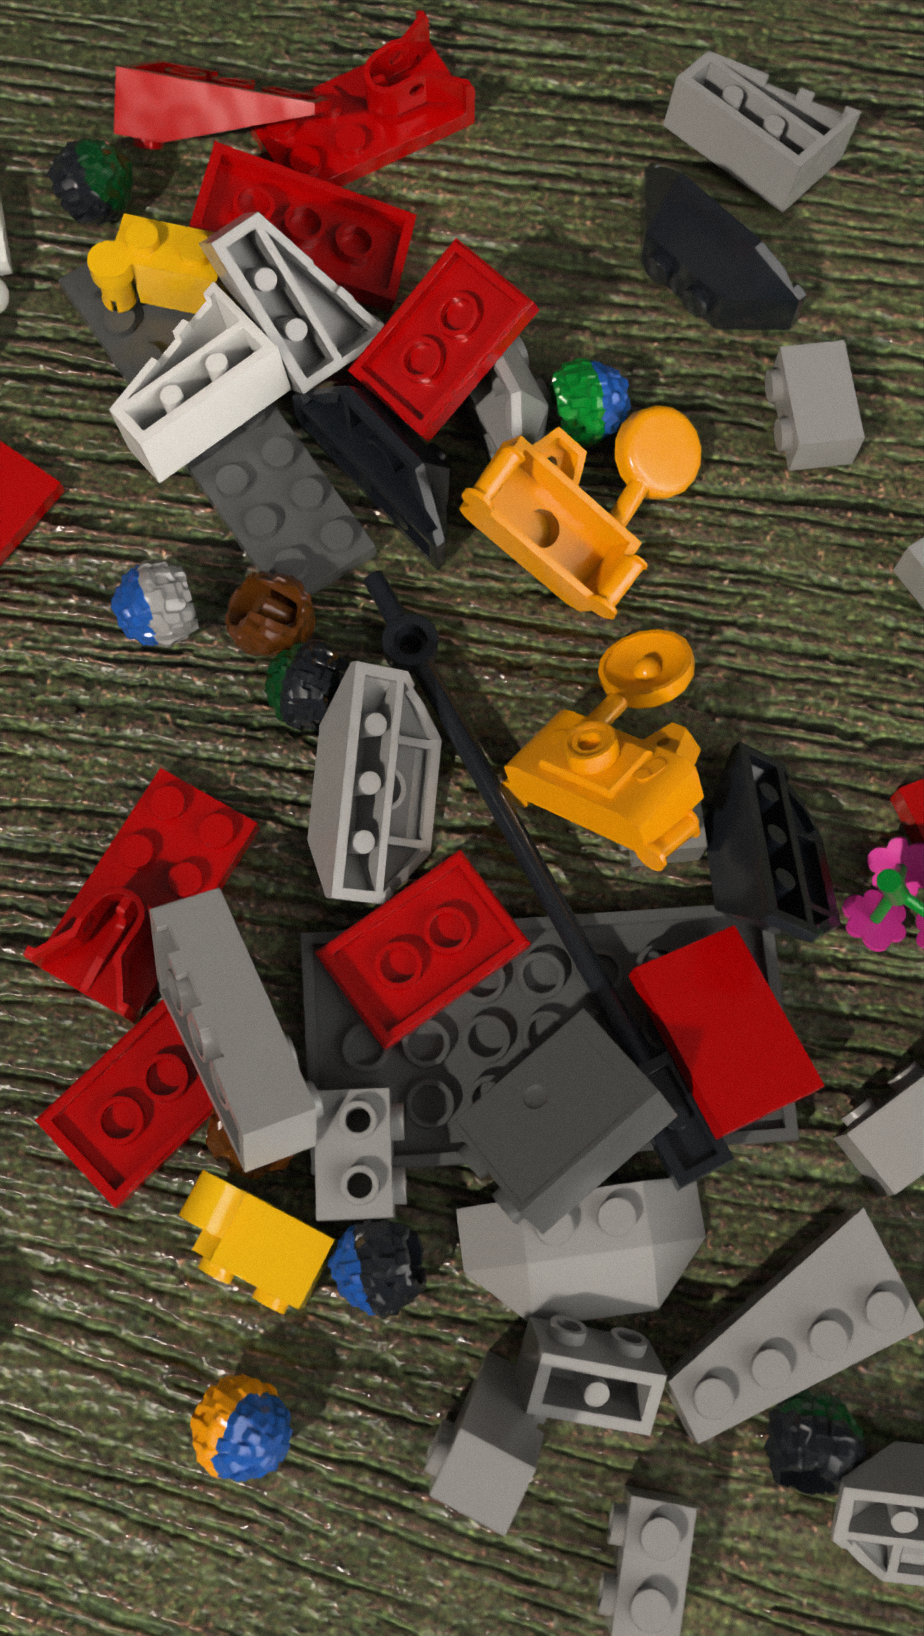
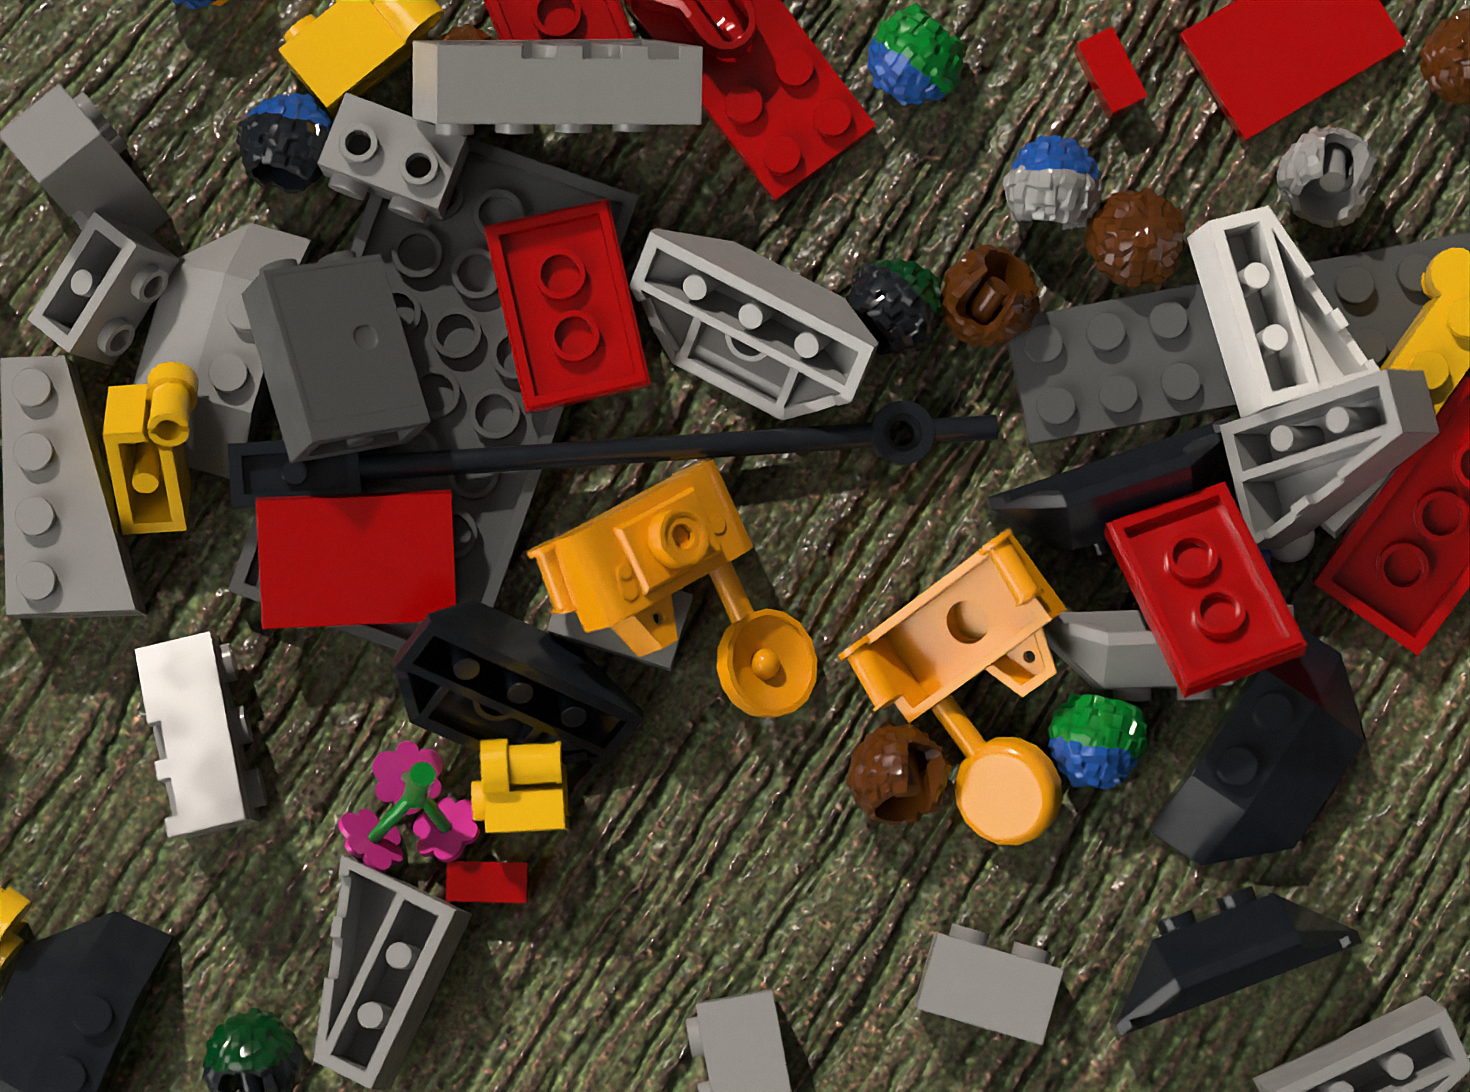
camera: 110 degrees right, 10 degrees up
(44, 604) = (1110, 73): none -> red piece
(66, 403) = (1328, 176): none -> light grey piece
(89, 753) = (915, 57): none -> green piece
(173, 525) = (1136, 237): none -> reddish brown piece
(573, 284) = (1266, 762): none -> black wedge
(685, 533) = (898, 774): none -> reddish brown piece
(715, 1262) = (147, 449): none -> yellow hinge
(855, 803) = (521, 788): none -> yellow hinge

